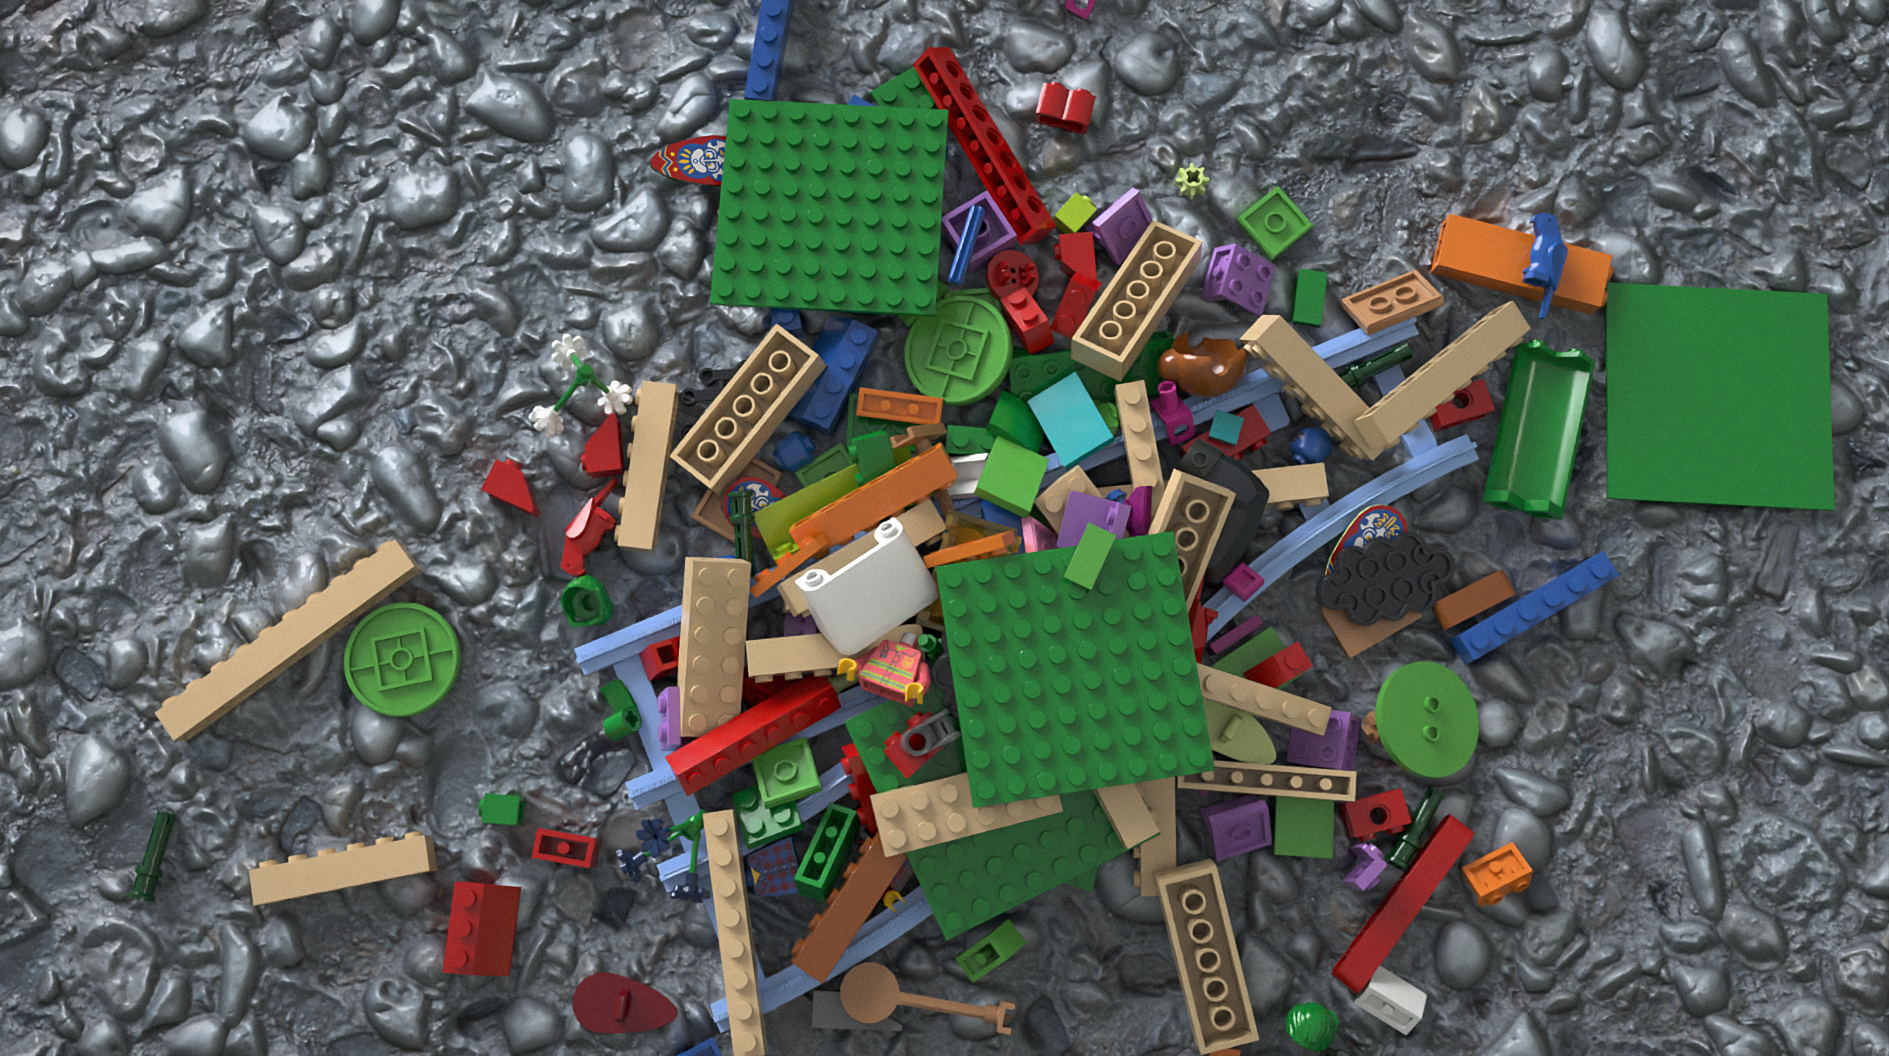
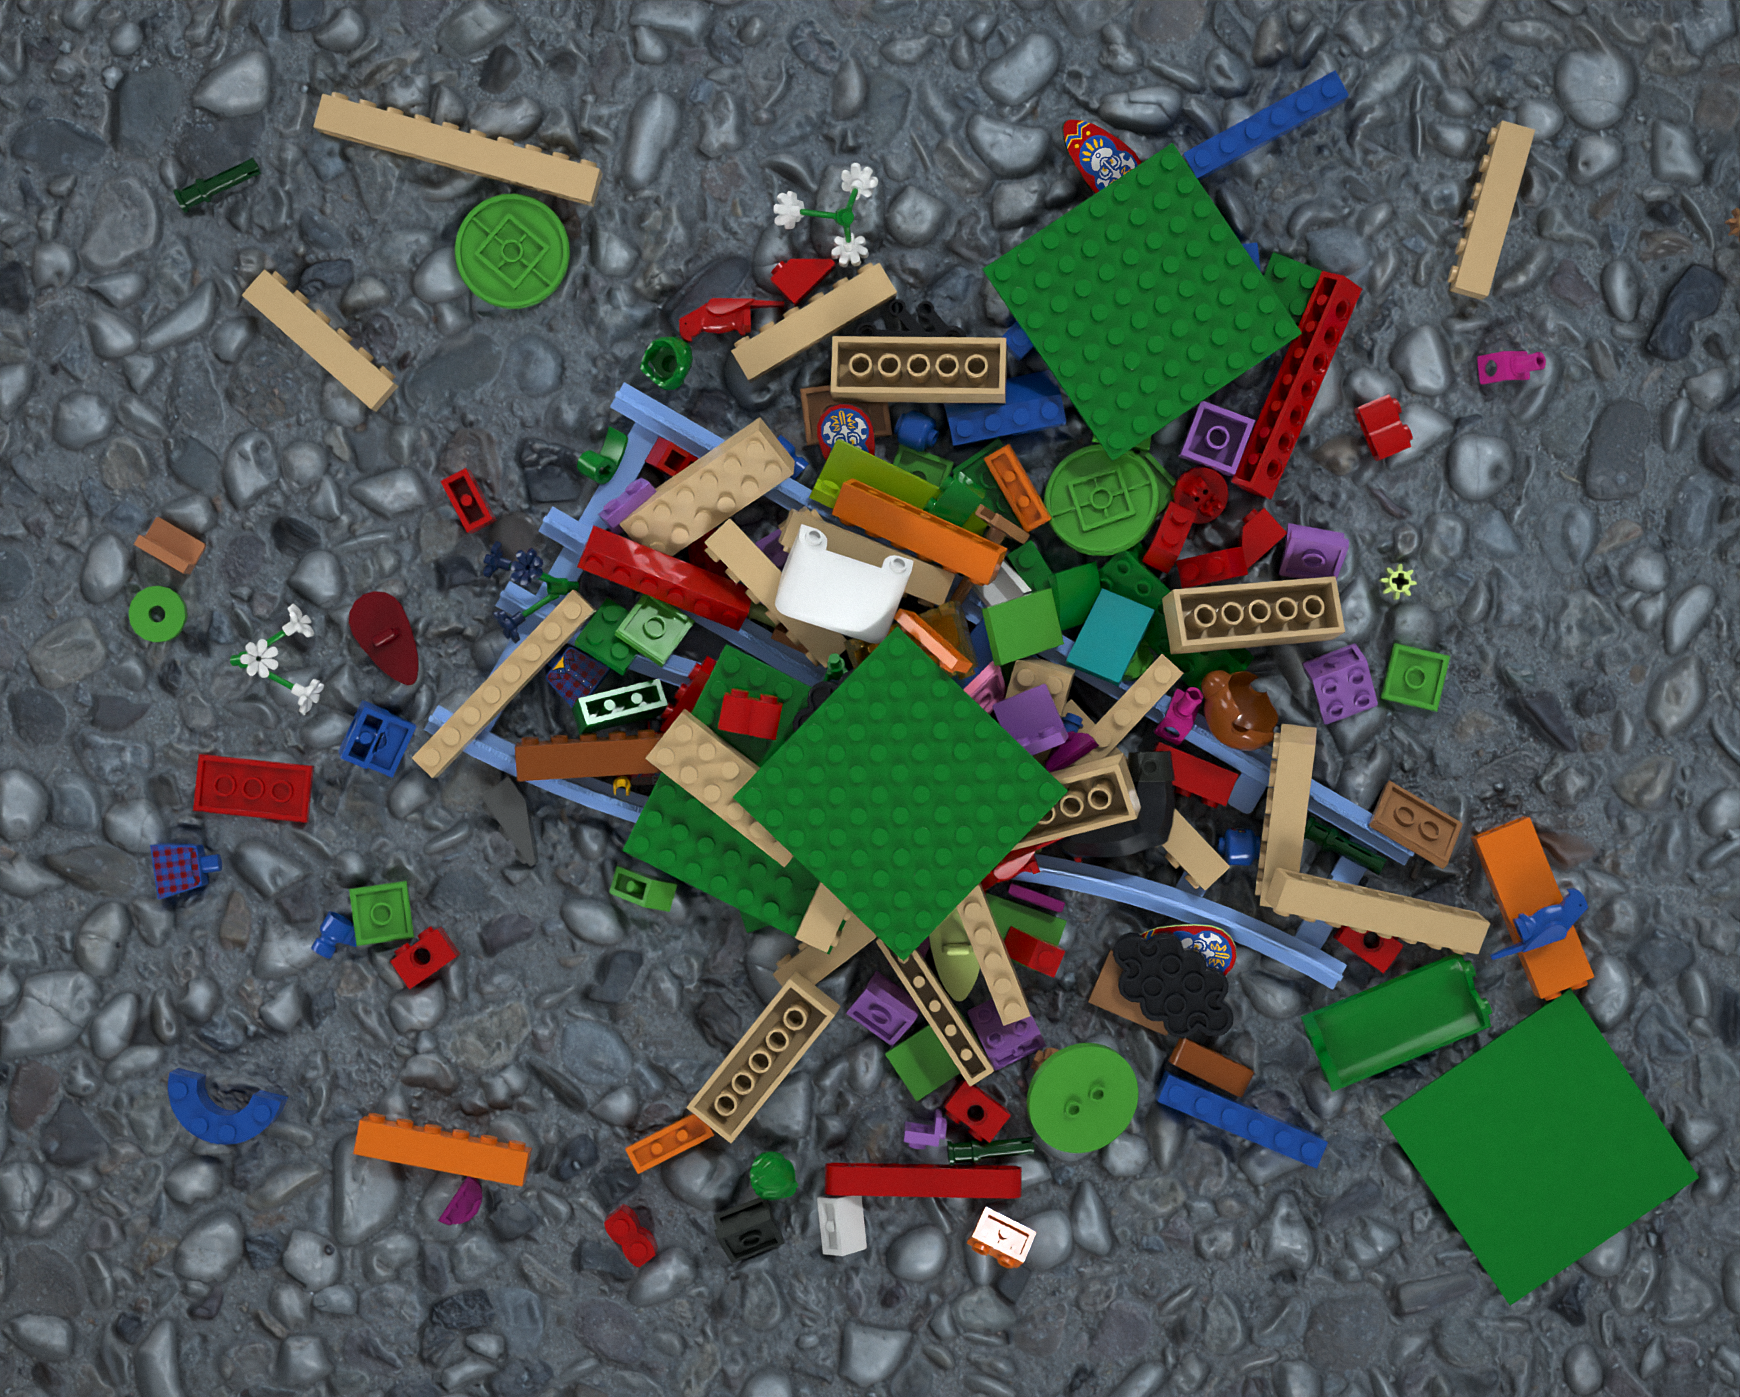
camera: 50 degrees right, 10 degrees up
(481, 929) = (359, 484): red slope -> none
(502, 809) = (459, 426): green brick -> none
(511, 486) = (713, 225): red slope -> none
(742, 519) = (826, 436): dark green pin -> none
(787, 563) = (816, 502): orange plate -> none
(872, 993) = (541, 823): medium nougat piece -> none
(891, 670) = (792, 652): coral torso -> none
(934, 731) = (764, 722): dark grey piece -> none
(966, 245) = (1193, 440): blue axle -> none
(1075, 214) = (1293, 507): lime brick -> none
(1089, 556) = (995, 741): bright green tile -> none
(1225, 428) = (1200, 766): teal tile -> none
(1243, 582) = (1081, 873): dark pink tile -> none
(1309, 298) = (1370, 753): green tile -> none

